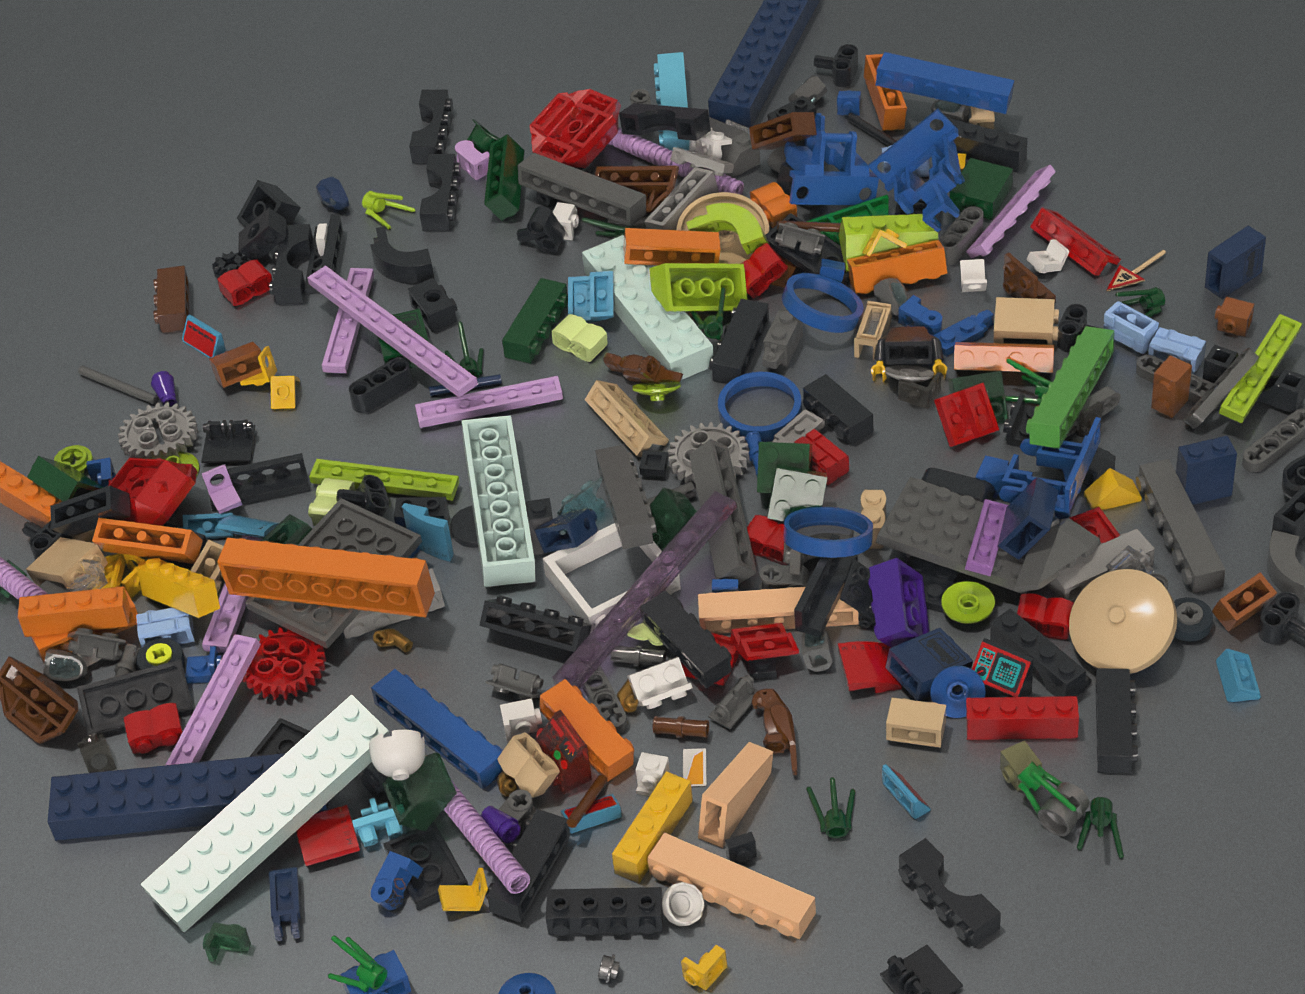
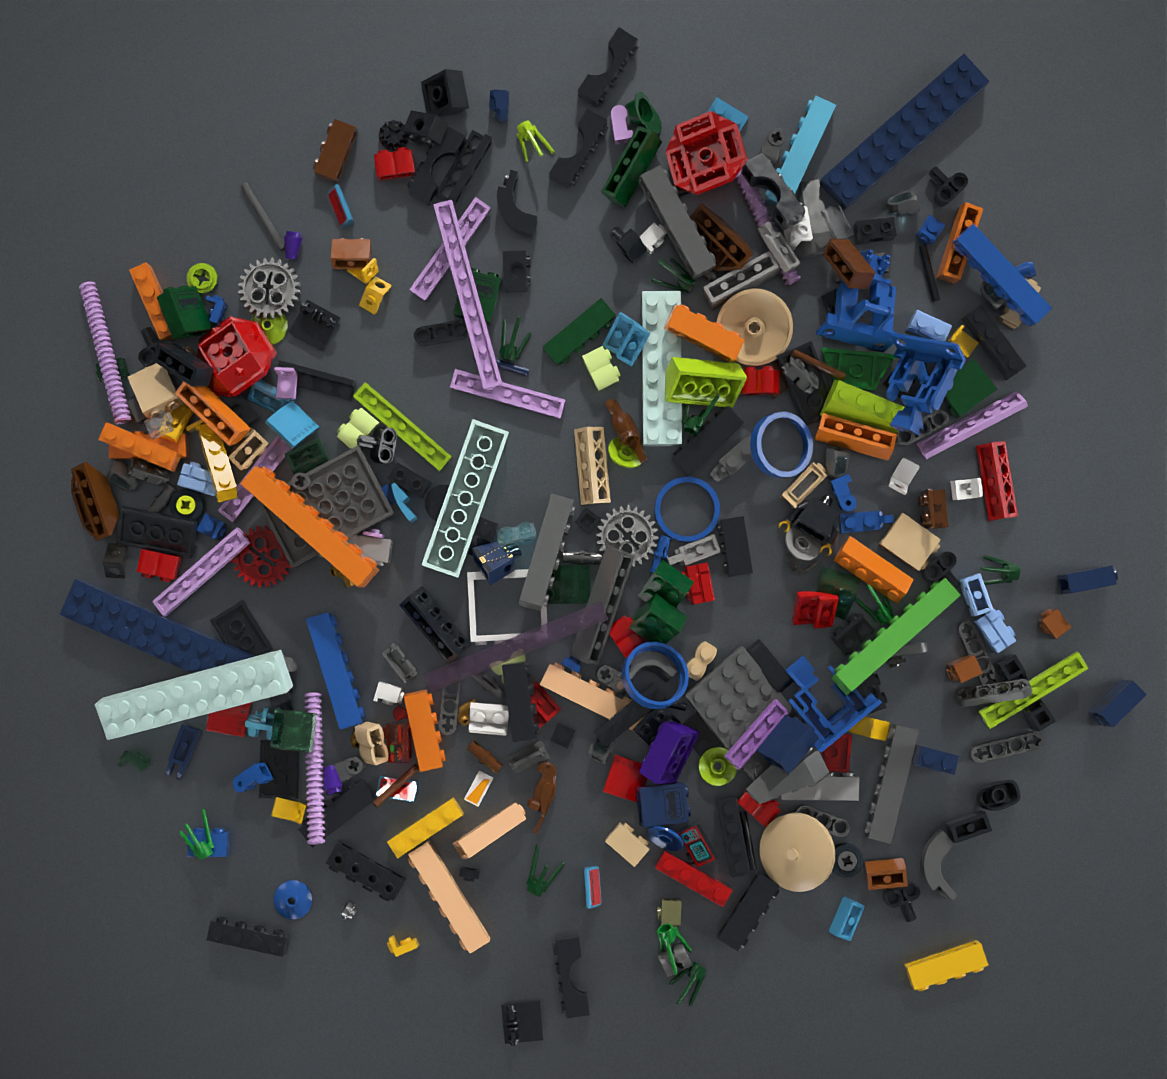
camera: 20 degrees right, 40 degrees up
(321, 236) = (467, 155): white tile -> none
(398, 754) = (284, 713): white cylinder -> none
(650, 771) = (446, 787): white brick -> none
(682, 904) = (412, 895): white hair -> none
(731, 218) = (767, 339): lime arch -> none
(764, 641) = (570, 725): red slope -> none
(773, 202) = (808, 313): orange brick -> none
(832, 269) = (809, 412): blue slope -> none
(877, 233) = (857, 416): yellow bracket -> none
(1125, 277) = (1010, 534): piece -> none
(1130, 559) = (829, 805): clear bracket -> none

